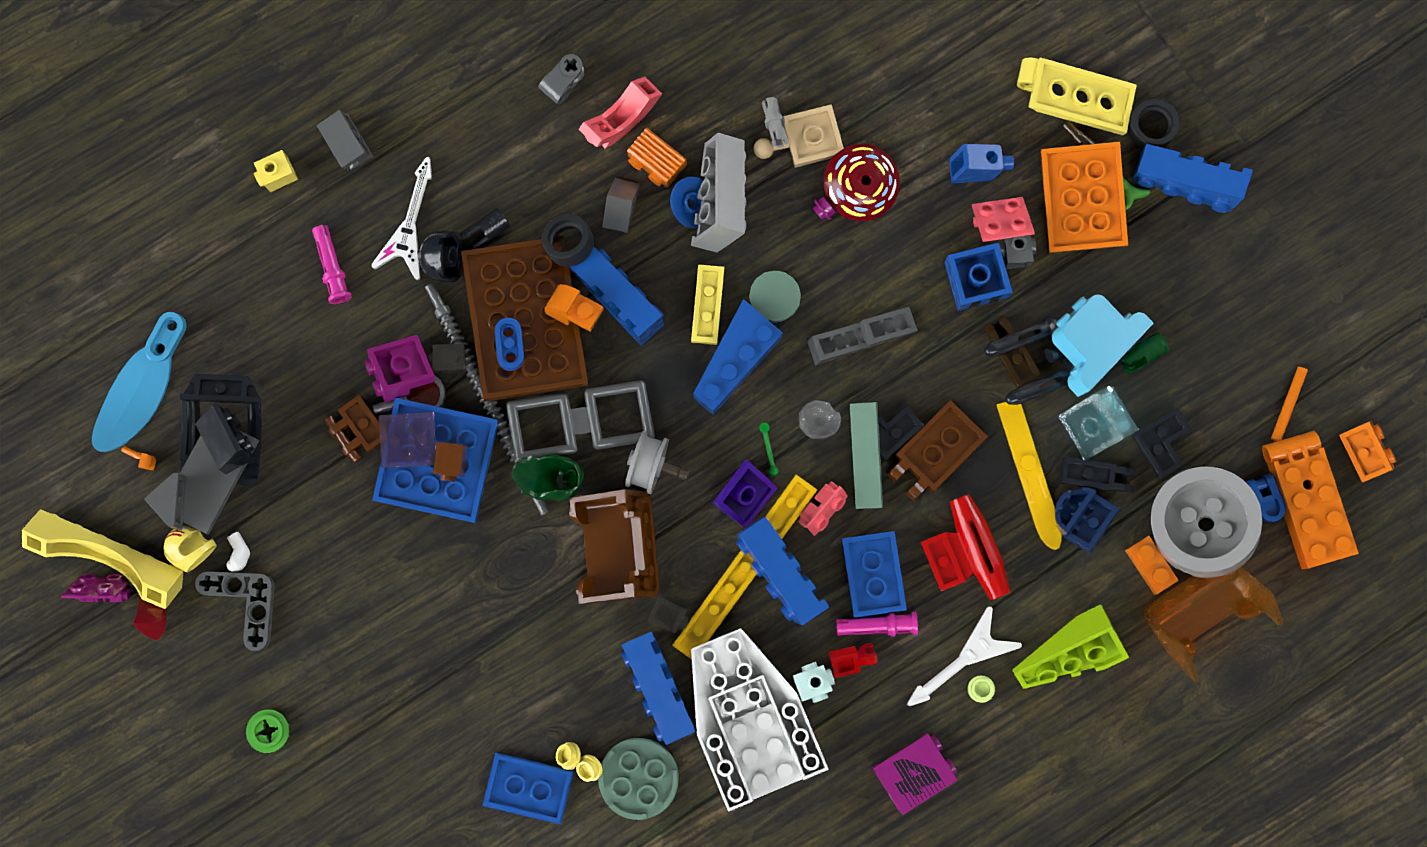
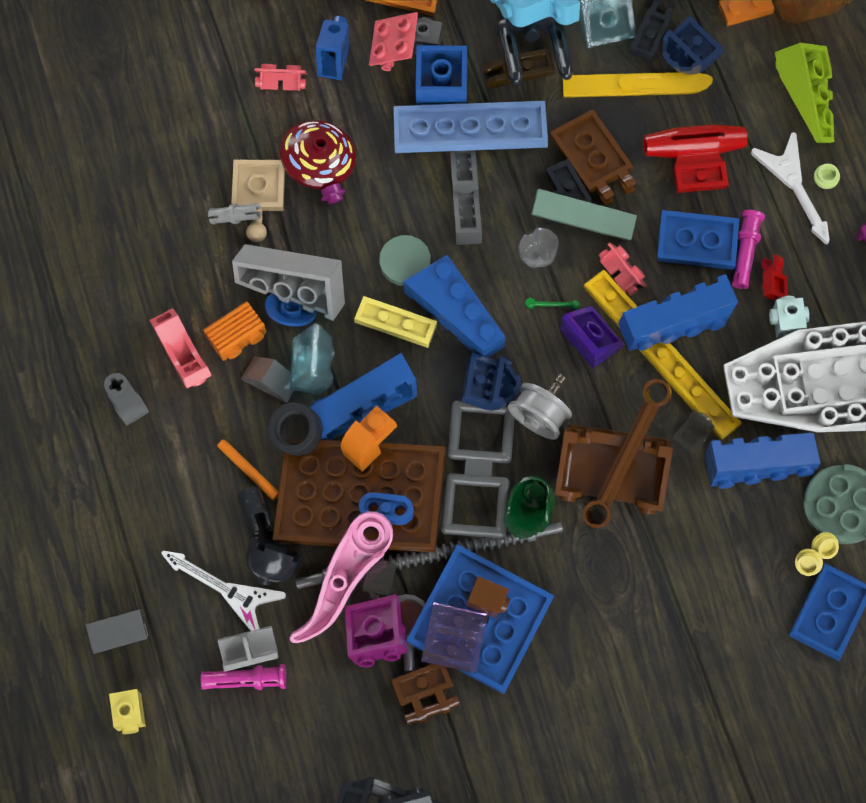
camera: 75 degrees left, 10 degrees down
(355, 260) = (248, 648): none -> light grey panel
(446, 324) = (347, 567): none -> bright pink animal
(527, 210) = (248, 469): none -> orange piece
(625, 556) = (627, 453): none -> reddish brown piece
(642, 237) = (311, 361): none -> clear light blue slope
(667, 409) = (490, 382): none -> dark blue slope
(932, 321) = (470, 126): none -> medium blue plate
(933, 113) = (271, 76): none -> coral hinge

